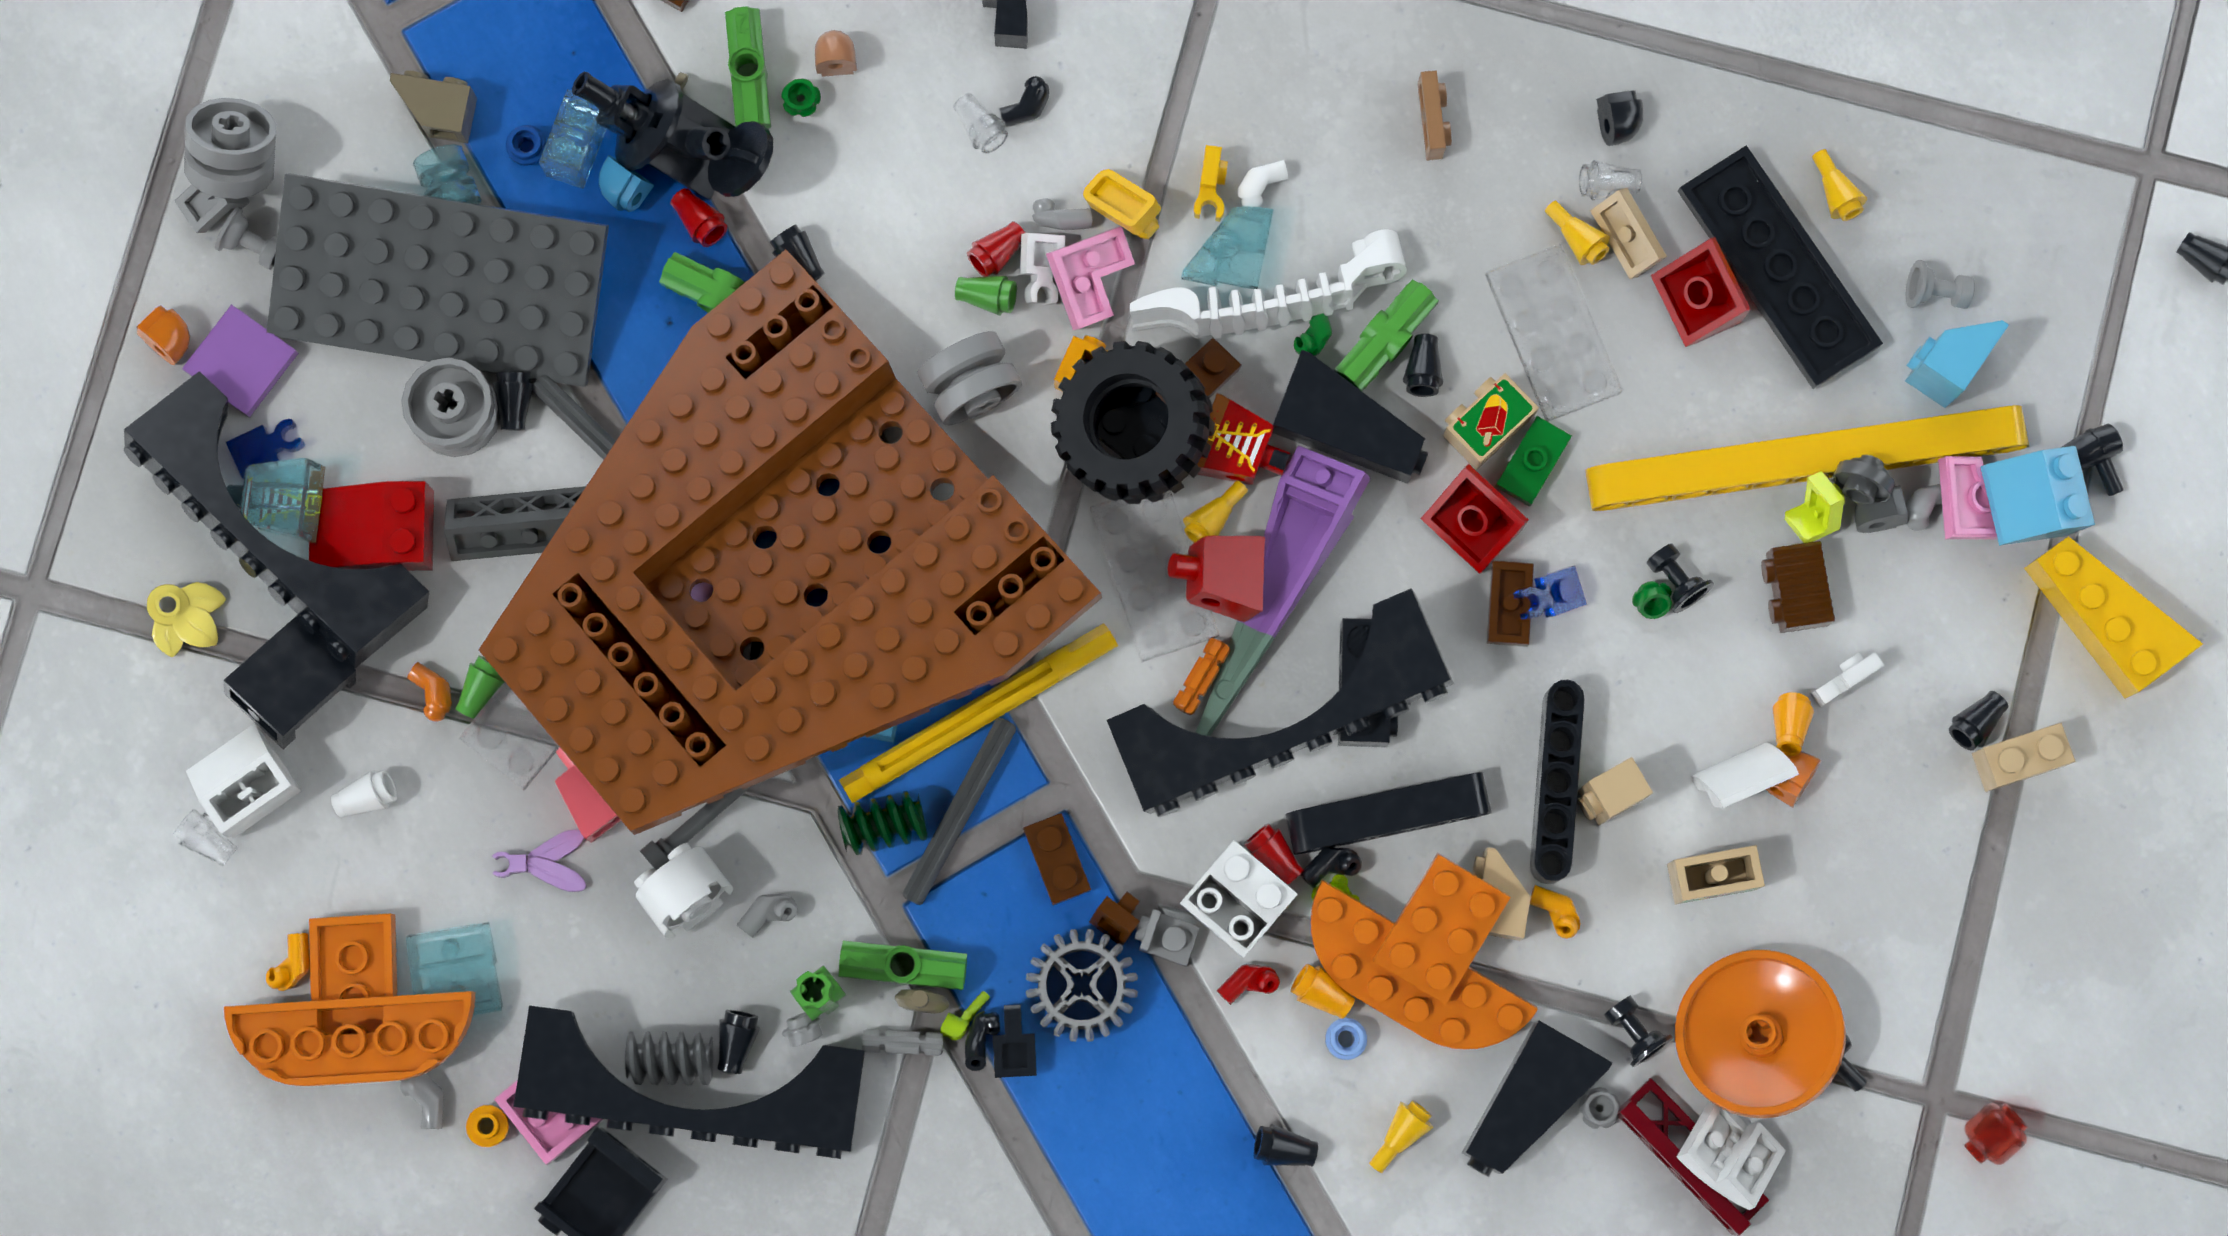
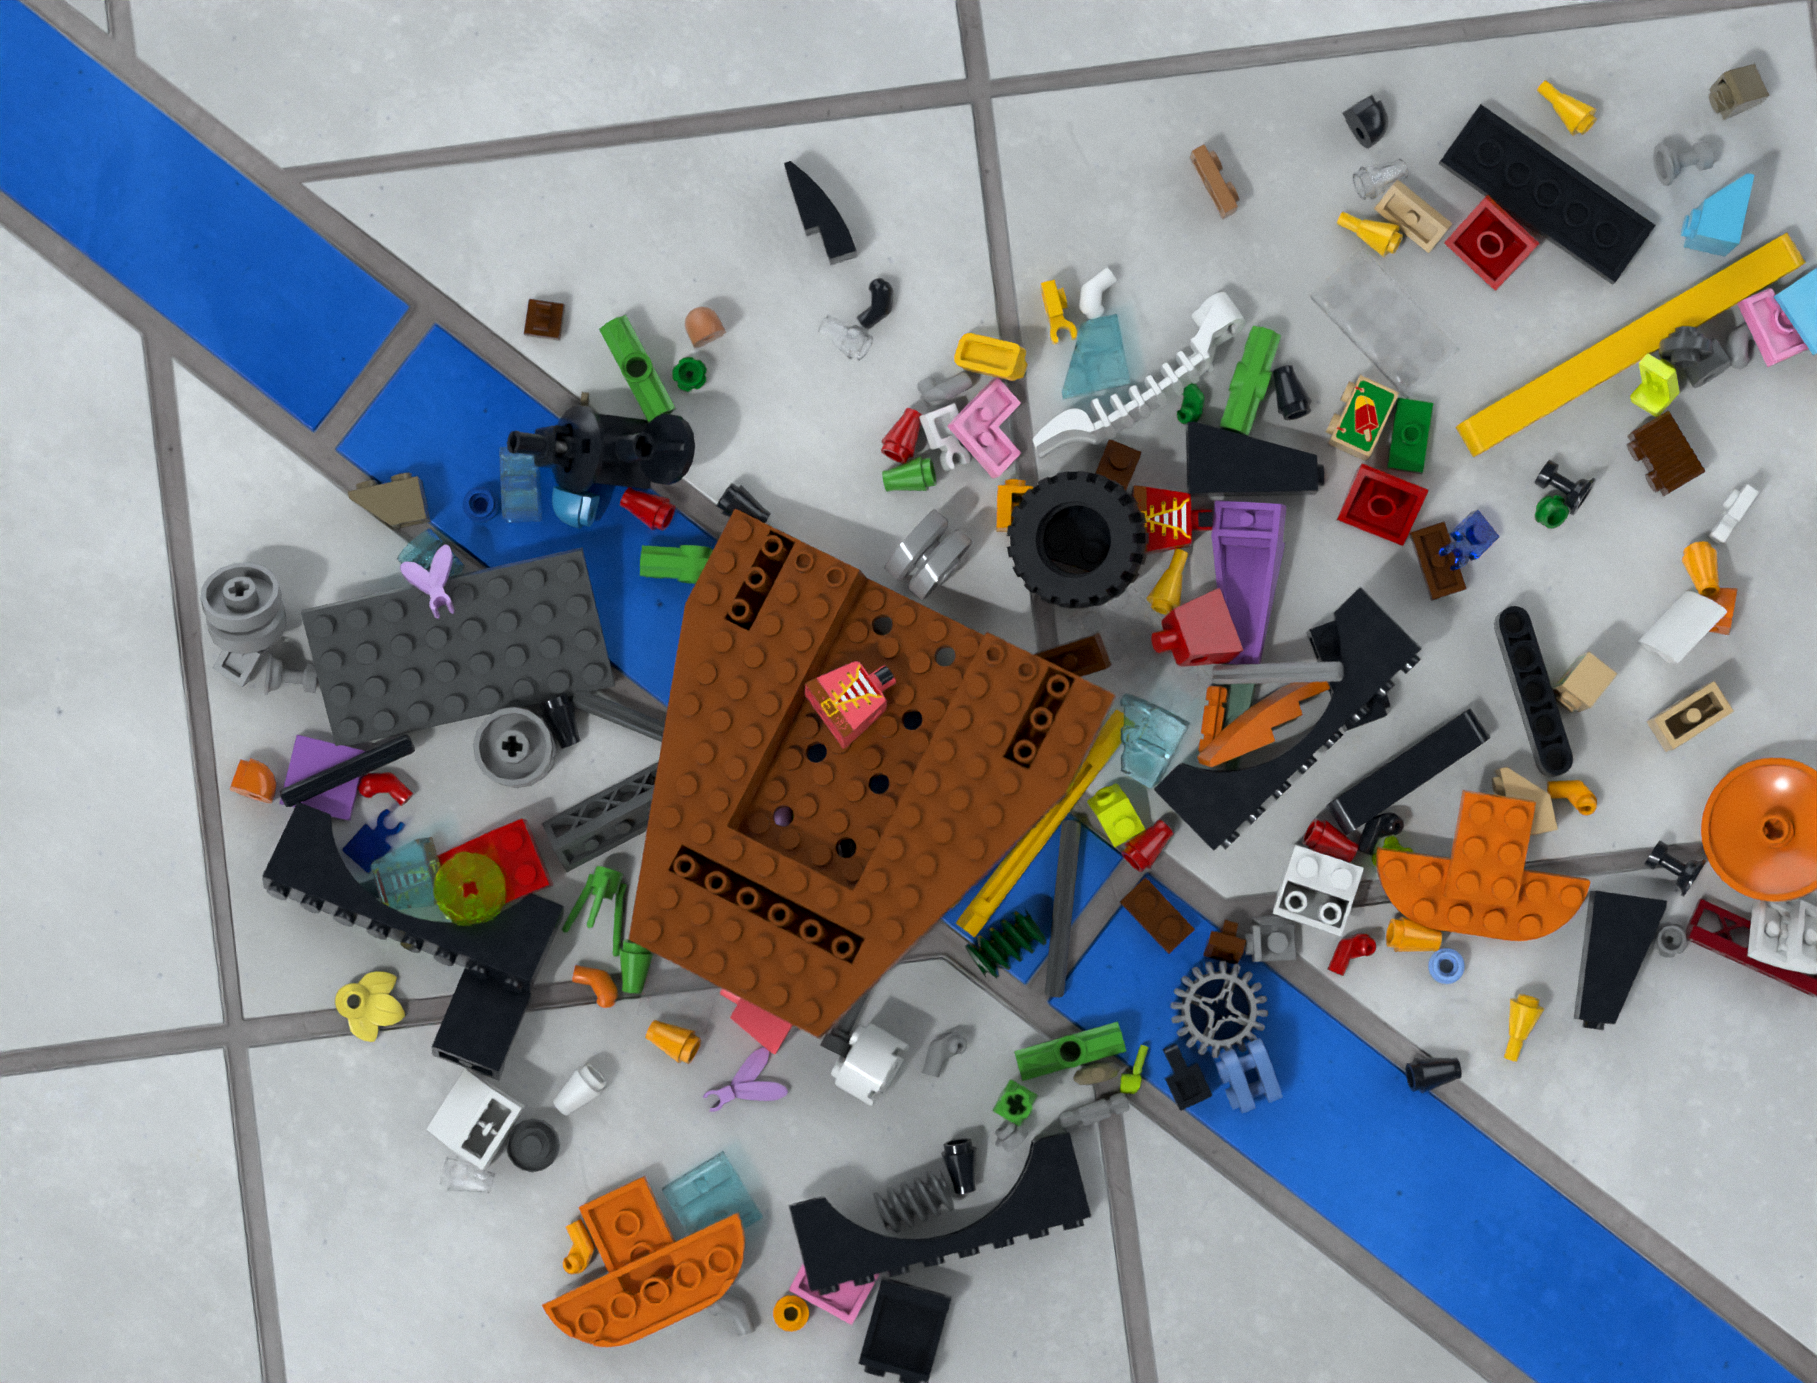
camera: 15 degrees left, 5 degrees up
(266, 361) = (347, 770): none -> black axle
(290, 833) = (533, 1145): none -> dark grey plate
(301, 391) = (384, 783): none -> red arm
(336, 508) = (489, 883): none -> clear neon green plate
(437, 196) = (432, 582): none -> lavender piece
(483, 589) = (604, 884): none -> bright green plant
(488, 785) = (674, 1041): none -> light orange cone
(820, 491) = (849, 699): none -> torso
(976, 1039) = (1152, 1087): black arm -> none
(1057, 733) = (1115, 814): none -> neon yellow bracket
(1067, 1085) = (1232, 1070): none -> medium blue brick
(1076, 780) = (1146, 847): none -> red cone
(1088, 548) = (1079, 656): none -> reddish brown plate
(1124, 666) = (1149, 739): none -> clear light blue slope
(1241, 697) = (1254, 726): none -> orange slope
(1289, 648) = (1278, 673): none -> light grey axle
(2025, 238) = (1737, 91): none -> dark tan slope

